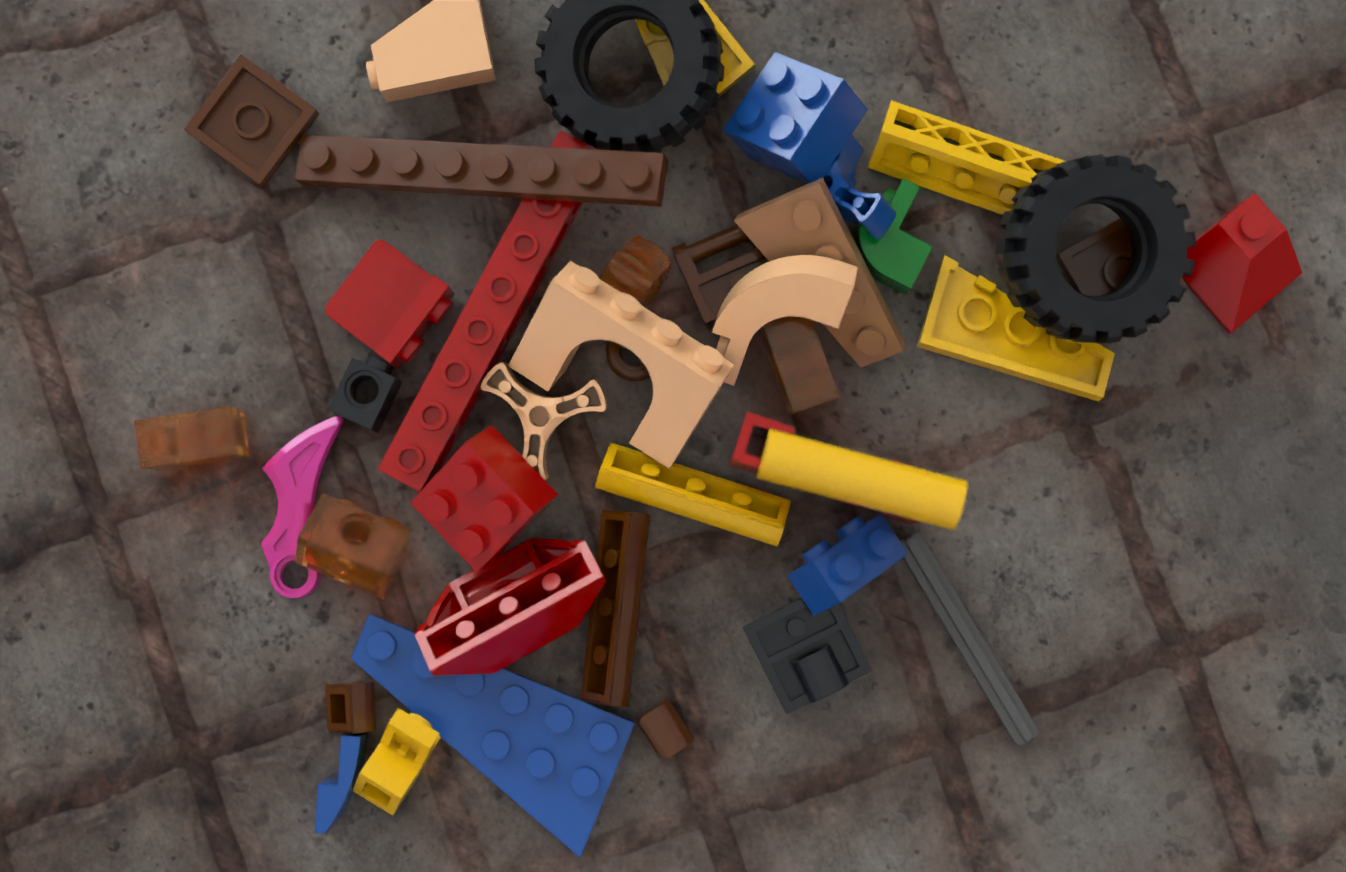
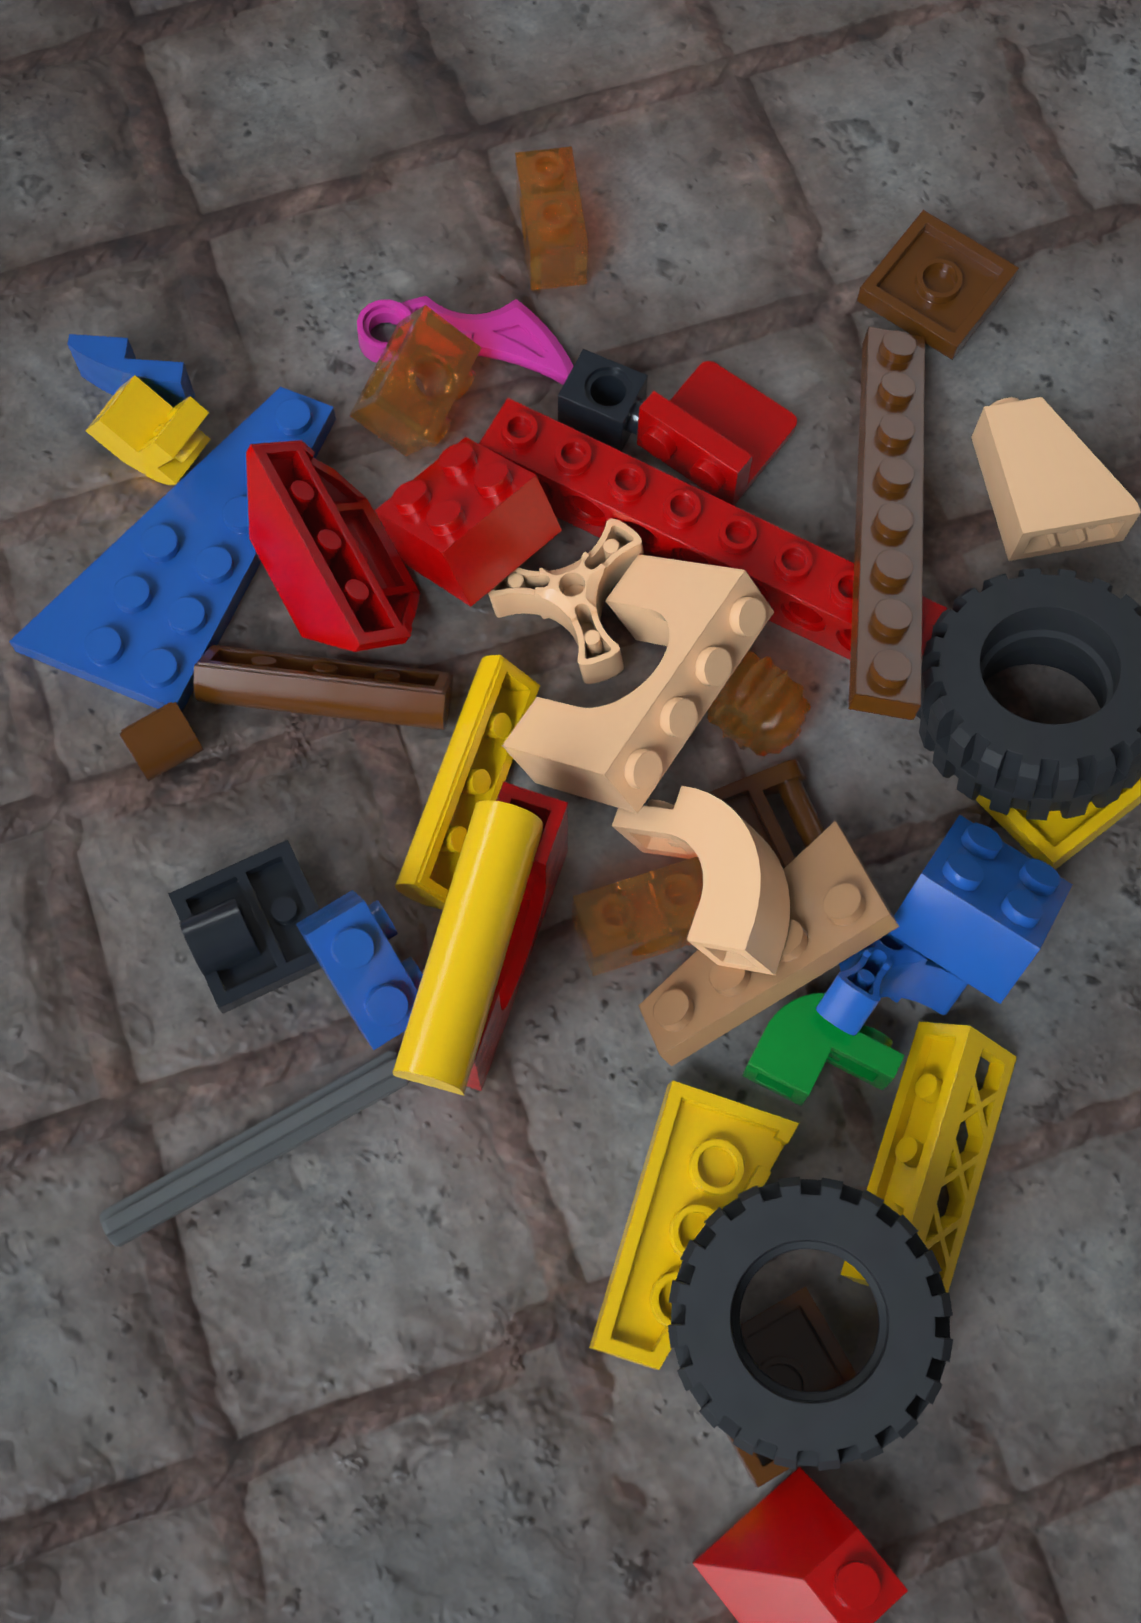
camera: 90 degrees right, 15 degrees down
(350, 707) = (222, 386): reddish brown brick -> none

